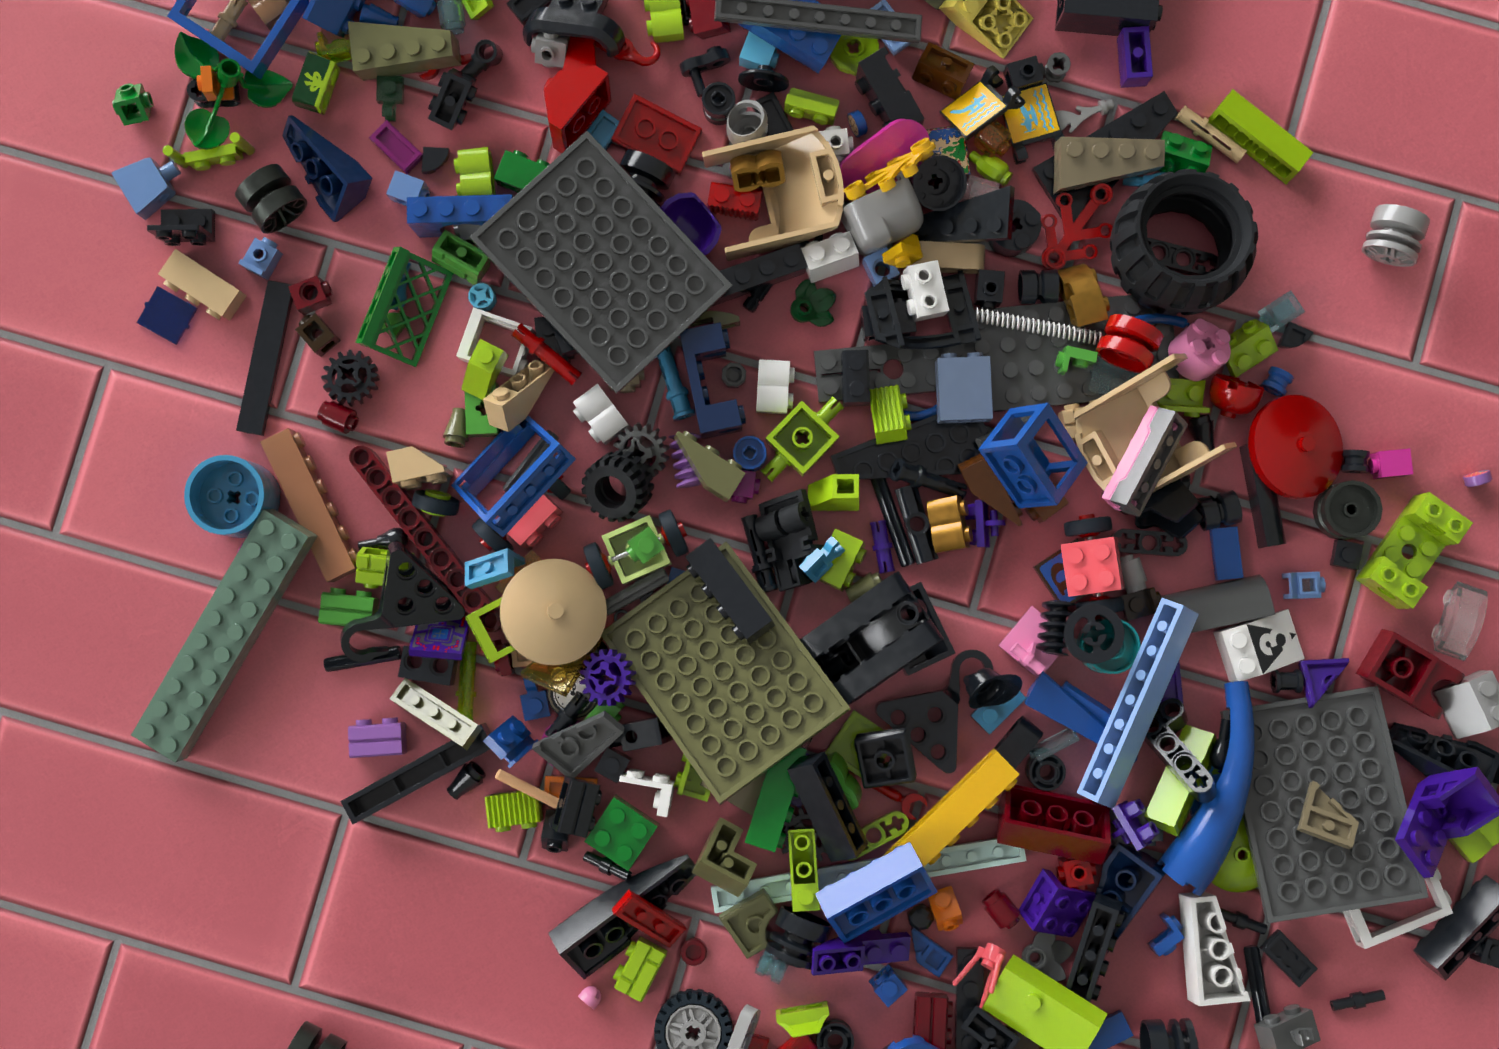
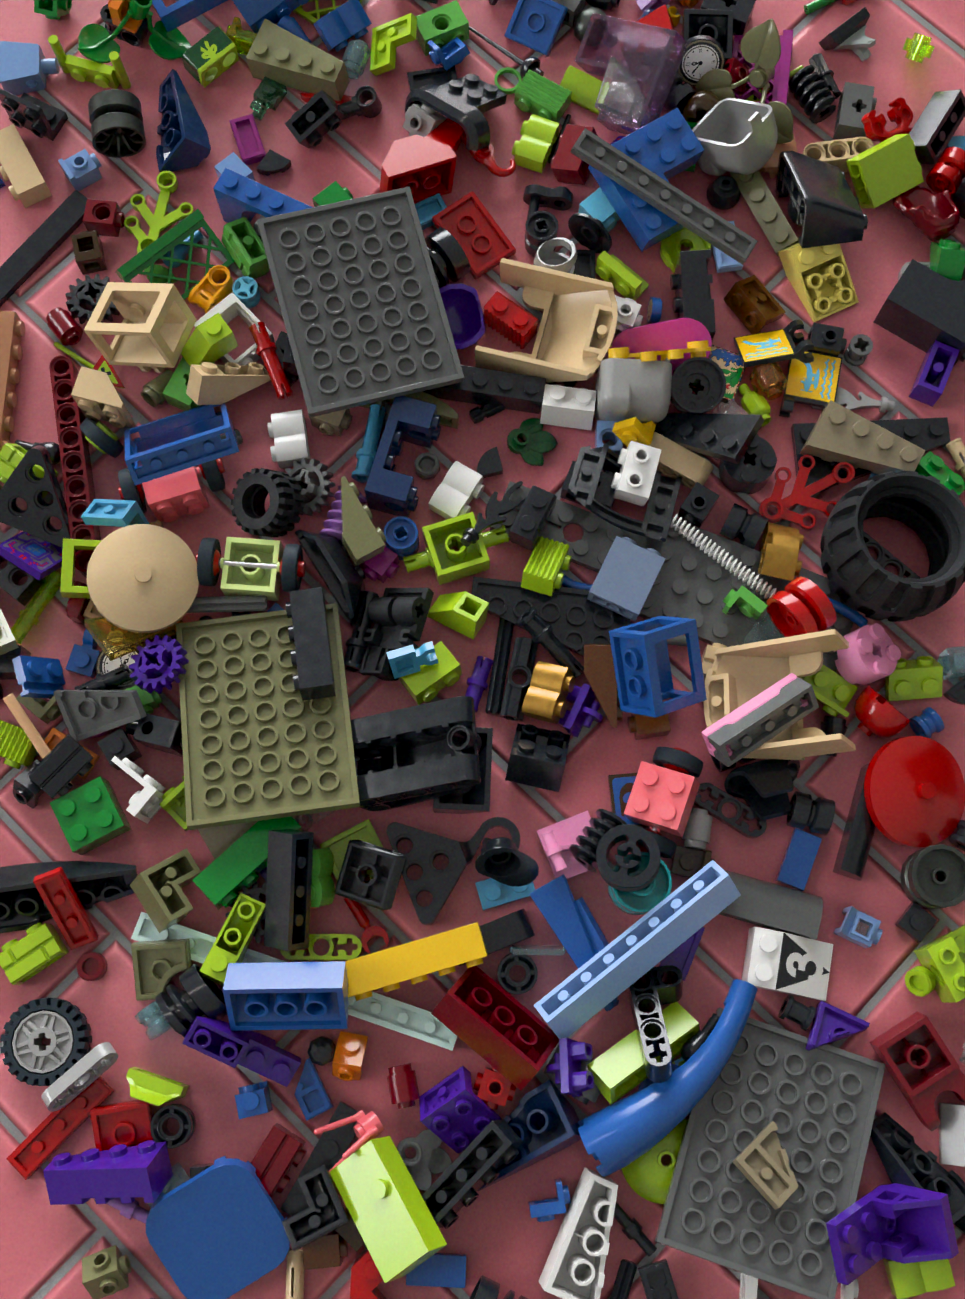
camera: 25 degrees right, 10 degrees down
(361, 270) = (157, 221): none -> lime plant
(394, 439) = (102, 365): none -> lime piece
(420, 382) = (152, 327): none -> tan piece
(450, 314) = (208, 291): none -> light orange piece
(475, 172) = (303, 183): lime brick -> none
(525, 768) = (43, 710): none -> olive bracket
(607, 866) = (59, 840): black bar -> none
(644, 545) = (257, 560): bright green brick -> none
(708, 512) = (336, 570): none -> black wedge
(760, 170) = (548, 302): pearl gold brick -> none
(787, 344) = (490, 464): none -> black tile
(817, 389) = (493, 511): none -> black piece
(968, 583) = (538, 757): none -> black slope
(1373, 602) = (920, 981): none -> lime tile

